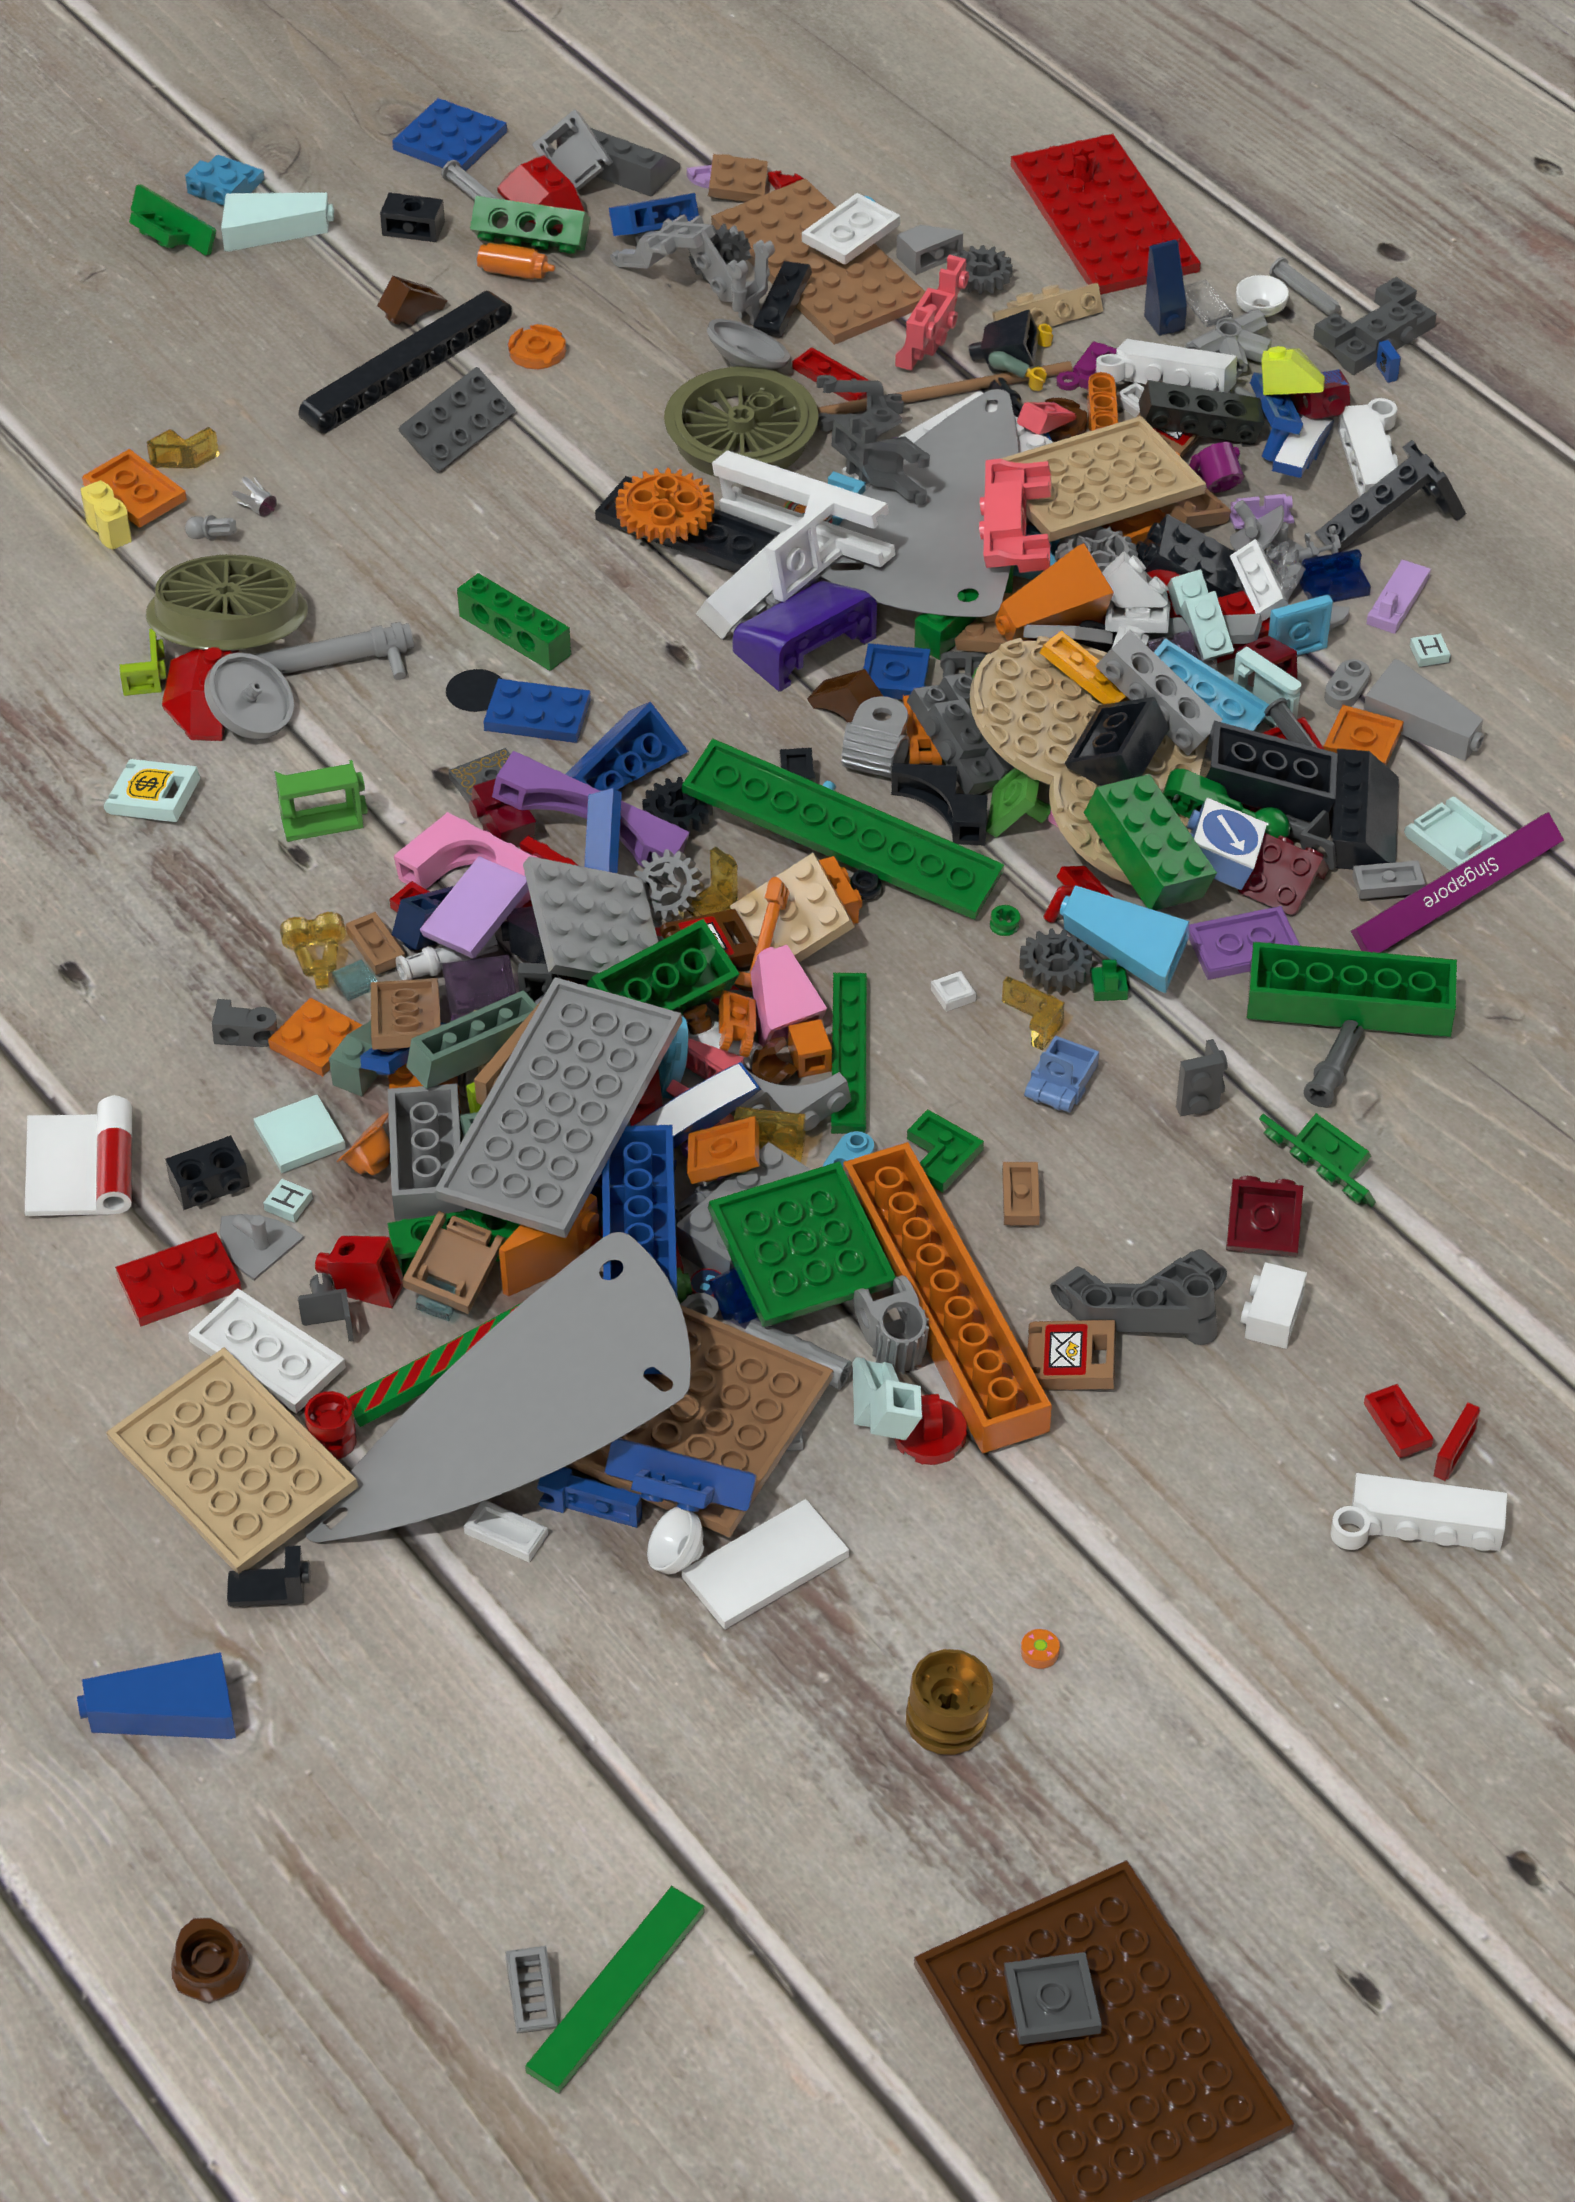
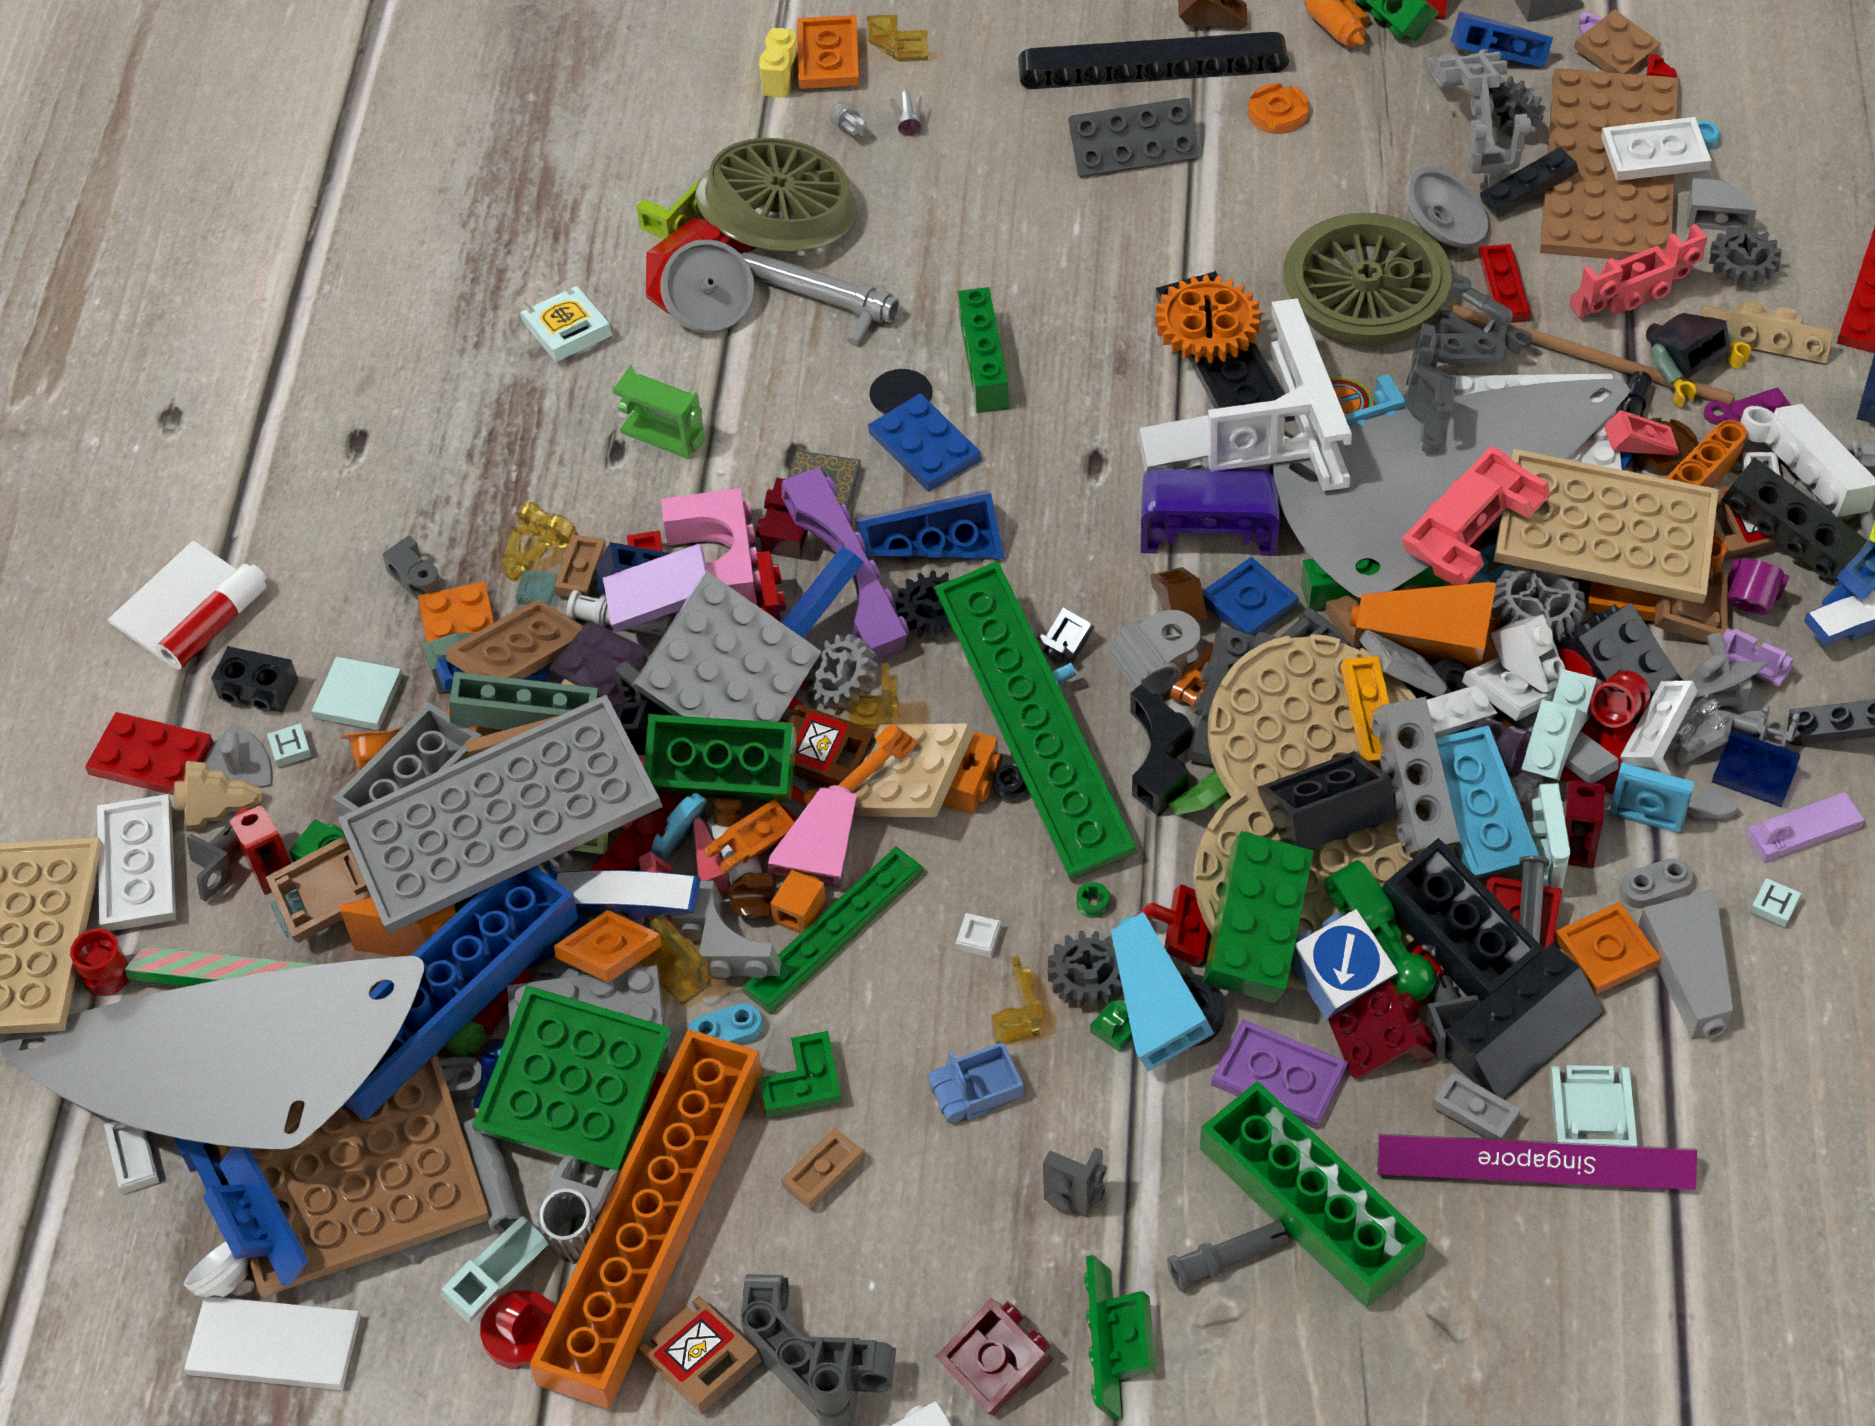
camera: 45 degrees right, 5 degrees up
(273, 1267) = (211, 795): none -> tan rock
(1223, 577) = (1620, 699): none -> red wheel

